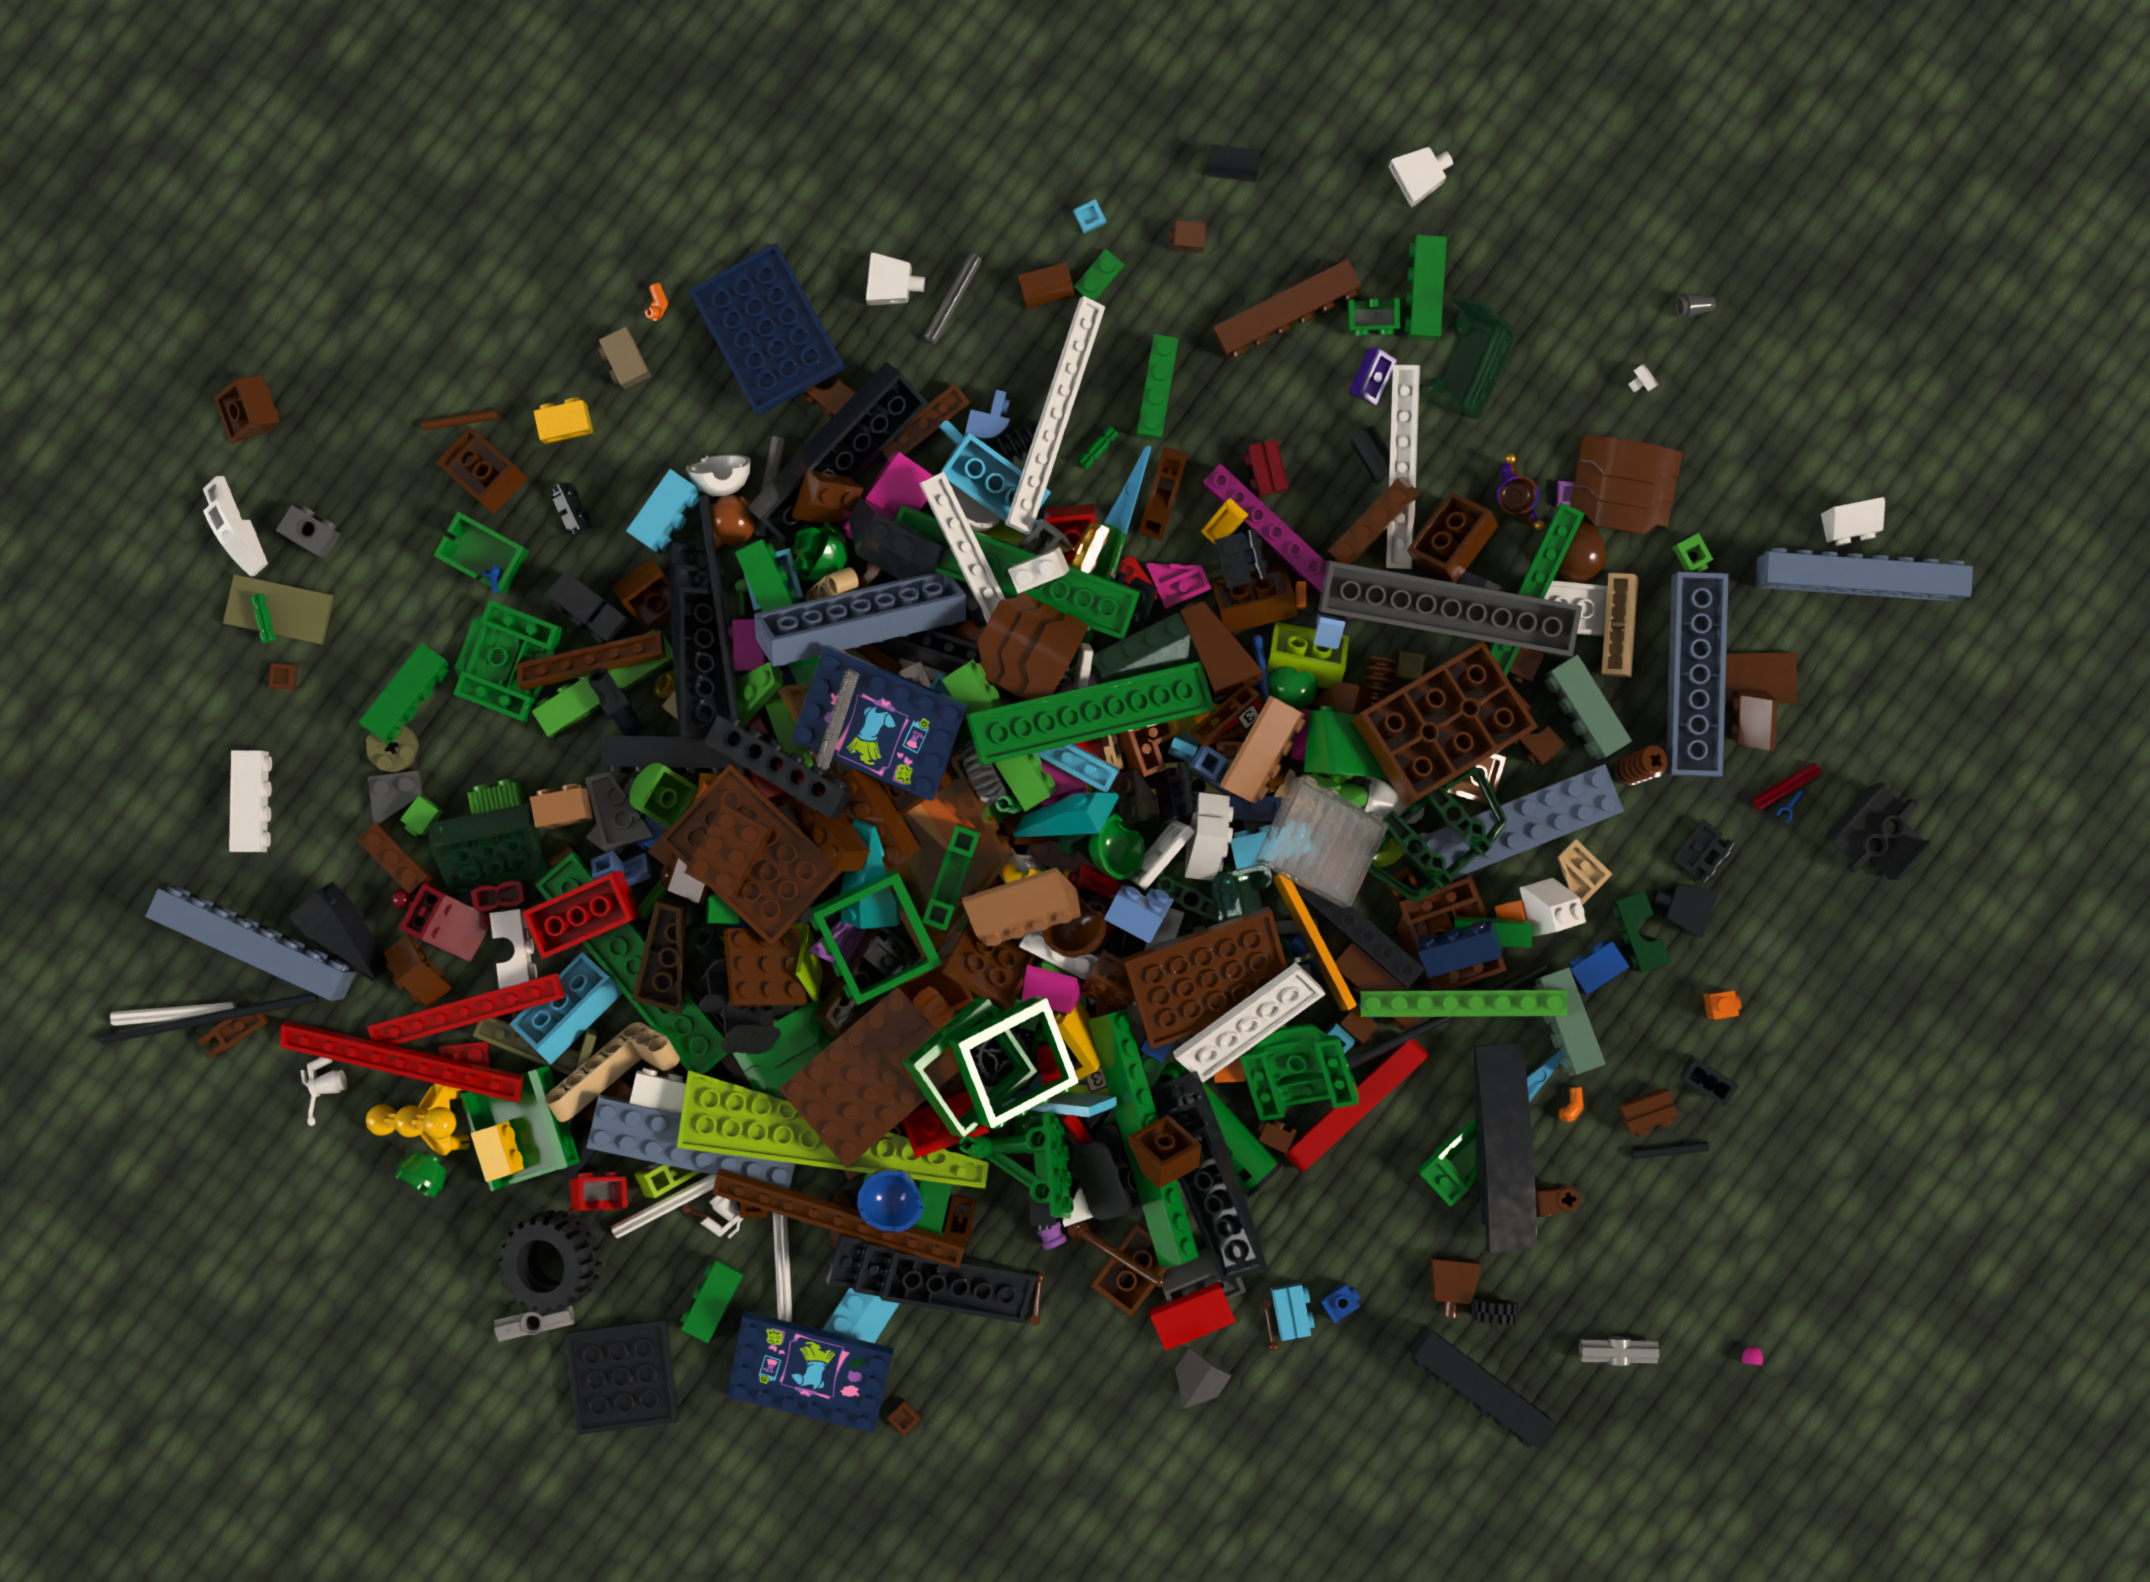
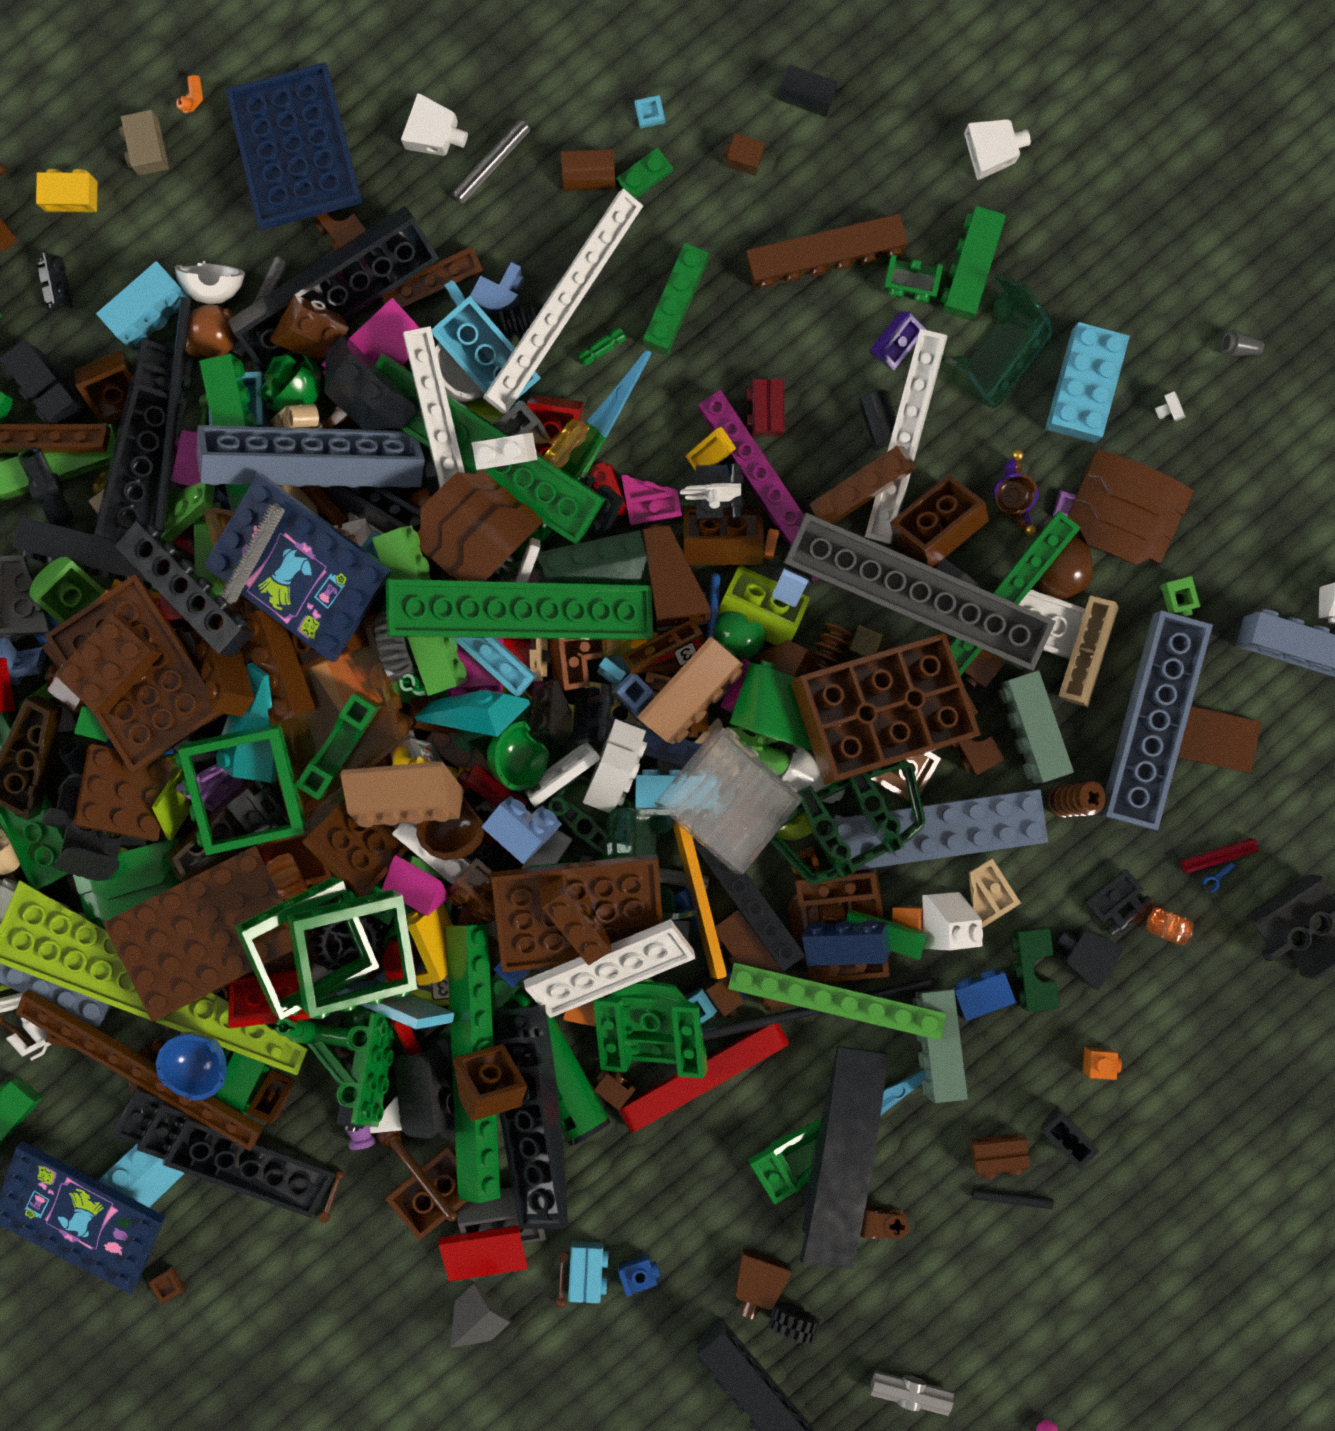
camera: 10 degrees right, 0 degrees up
(782, 1267) = (78, 1109): white axle -> none
(1163, 493) = (656, 407): reddish brown arch -> none
(1208, 985) = (583, 933): none -> reddish brown arch
(1237, 561) = (713, 493): none -> white piece
(1559, 375) = (1087, 382): none -> medium azure brick
(1575, 1106) = (926, 1132): orange arm -> none
(1754, 719) = (1204, 779): reddish brown slope -> none
(1755, 862) = (1169, 926): none -> clear orange gear

